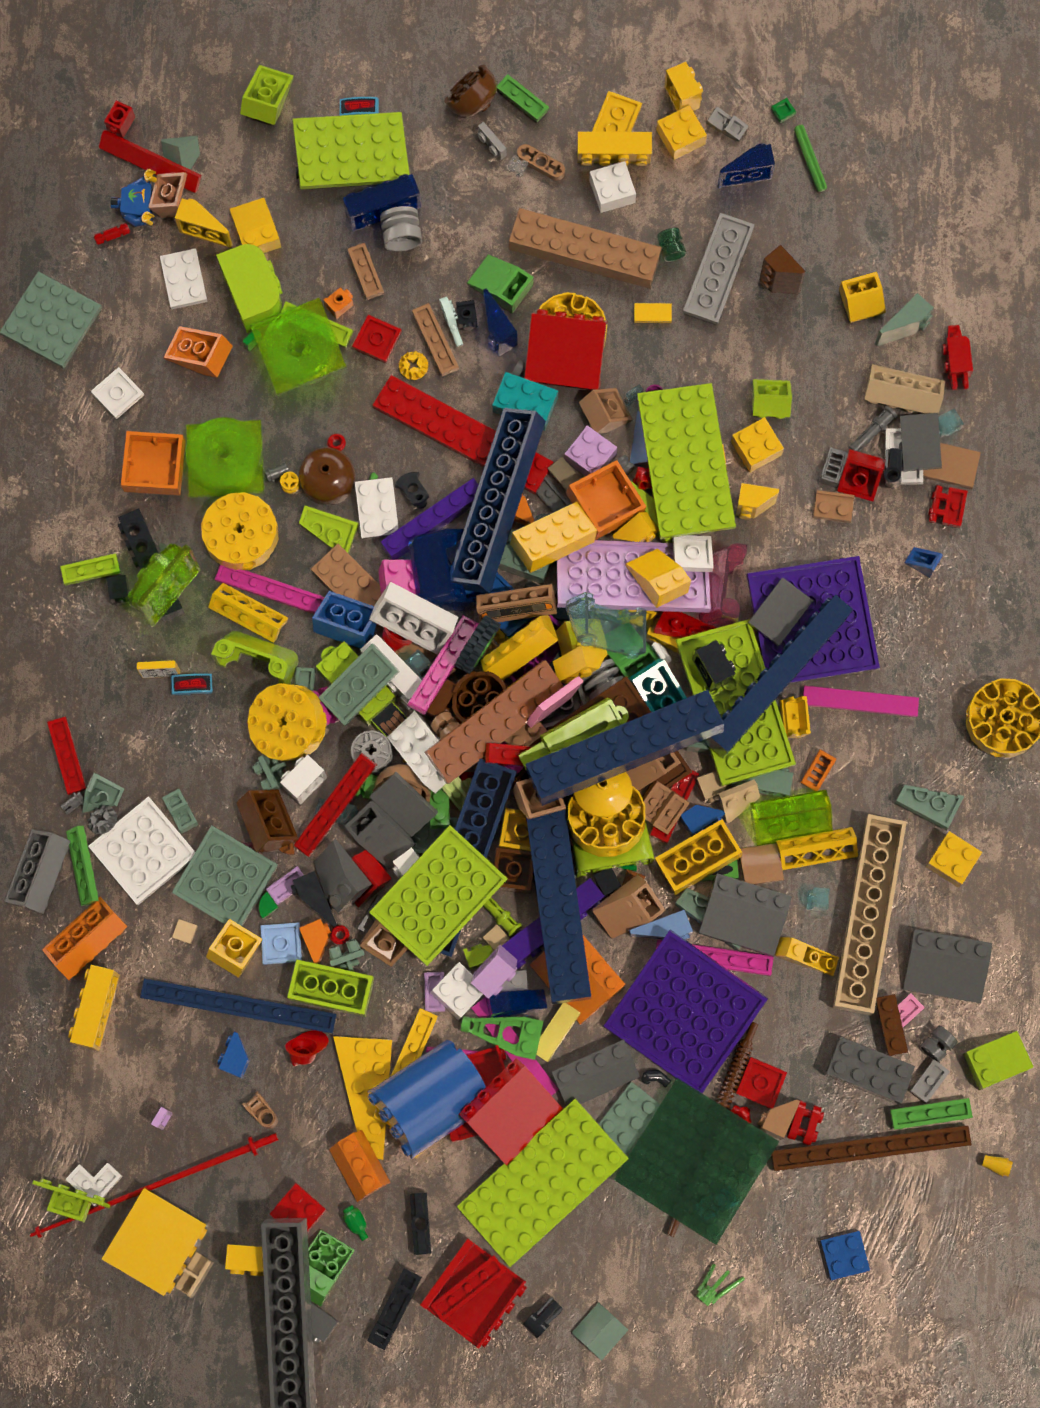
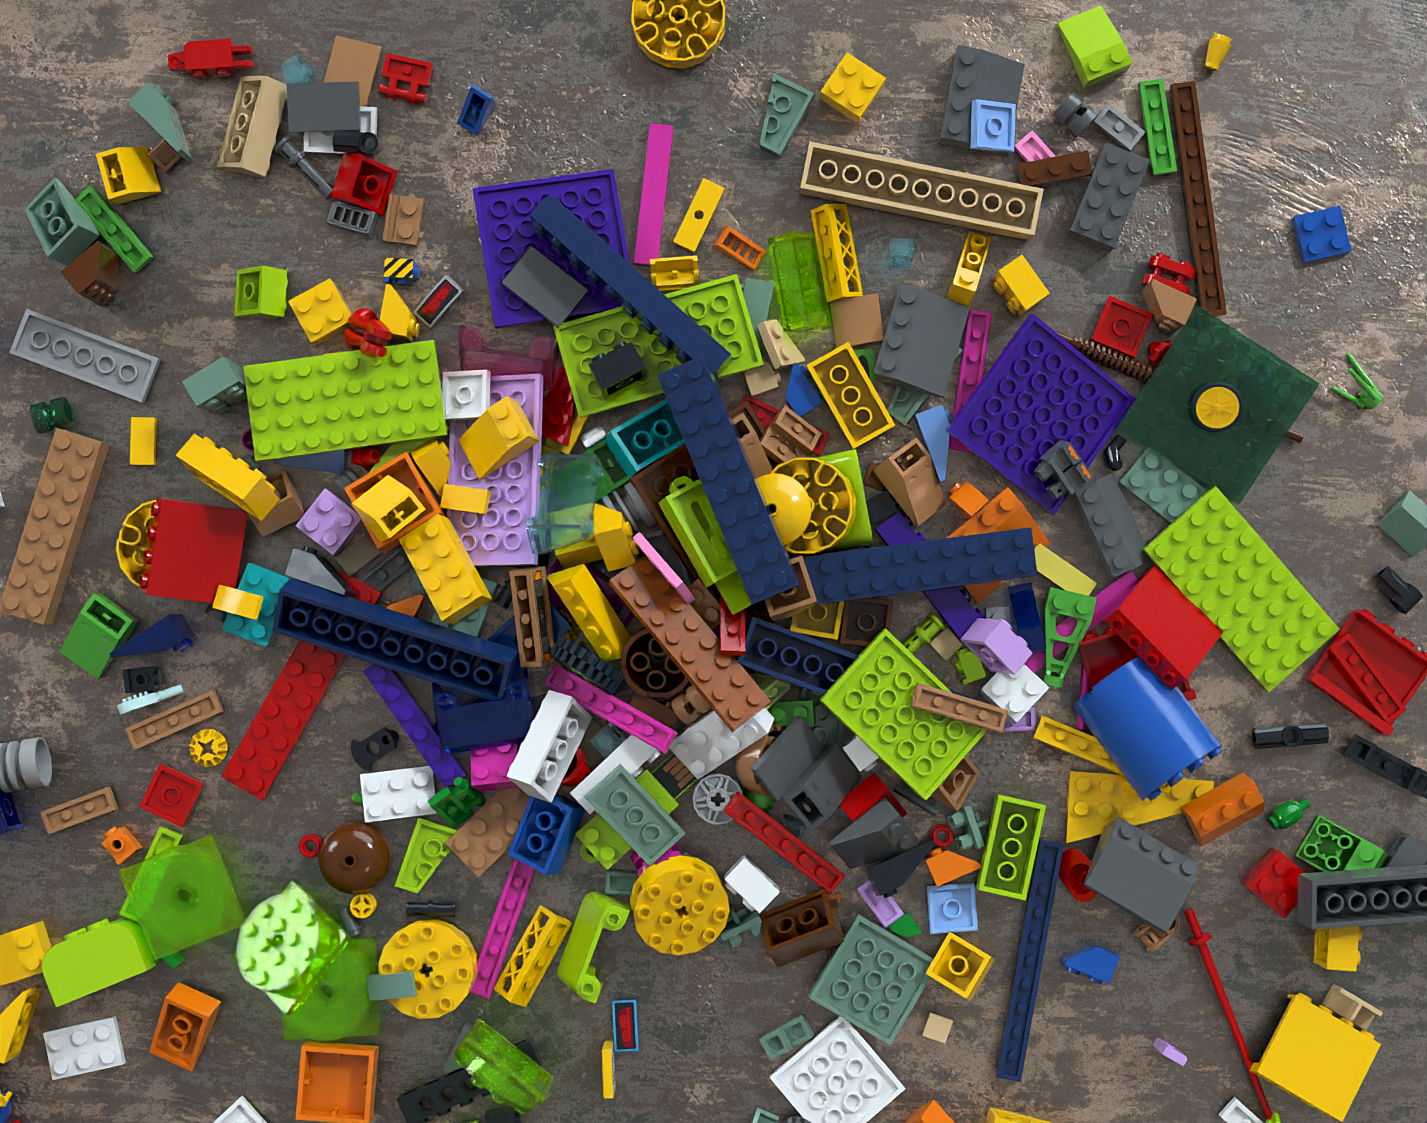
camera: 85 degrees left, 10 degrees up
(227, 501) = (391, 985): none -> sand green slope
(259, 424) = (288, 946): none -> clear neon green piece
(285, 533) = (430, 909): none -> black pin
(306, 1092) = (1140, 874): none -> dark grey slope
(366, 546) = (449, 803): none -> green plate
(443, 939) = (959, 708): none -> medium nougat tile
(526, 382) = (238, 602): none -> yellow slope
(551, 444) = (317, 570): none -> slope
(601, 491) = (387, 507): none -> yellow slope
(609, 553) = (465, 499): none -> yellow tile
(615, 952) = (966, 499): none -> orange slope
(625, 374) = (228, 476): none -> yellow brick
(641, 1031) = (1064, 467): none -> dark grey hips
(694, 1156) = (1217, 406): none -> yellow wheel
(695, 363) = (217, 386): none -> sand green brick
(739, 478) = (375, 336): none -> red piece
(768, 533) = (438, 301): none -> slope
(791, 996) = (1020, 286): none -> yellow brick
(792, 504) = (400, 271): none -> brick
(819, 287) = (114, 229): none -> bright green plate
(821, 248) = (60, 223): none -> sand green slope
(855, 741) = (704, 202): none -> yellow tile
(877, 322) = (164, 155): none -> medium nougat tile
(926, 973) = (992, 126): none -> light blue tile

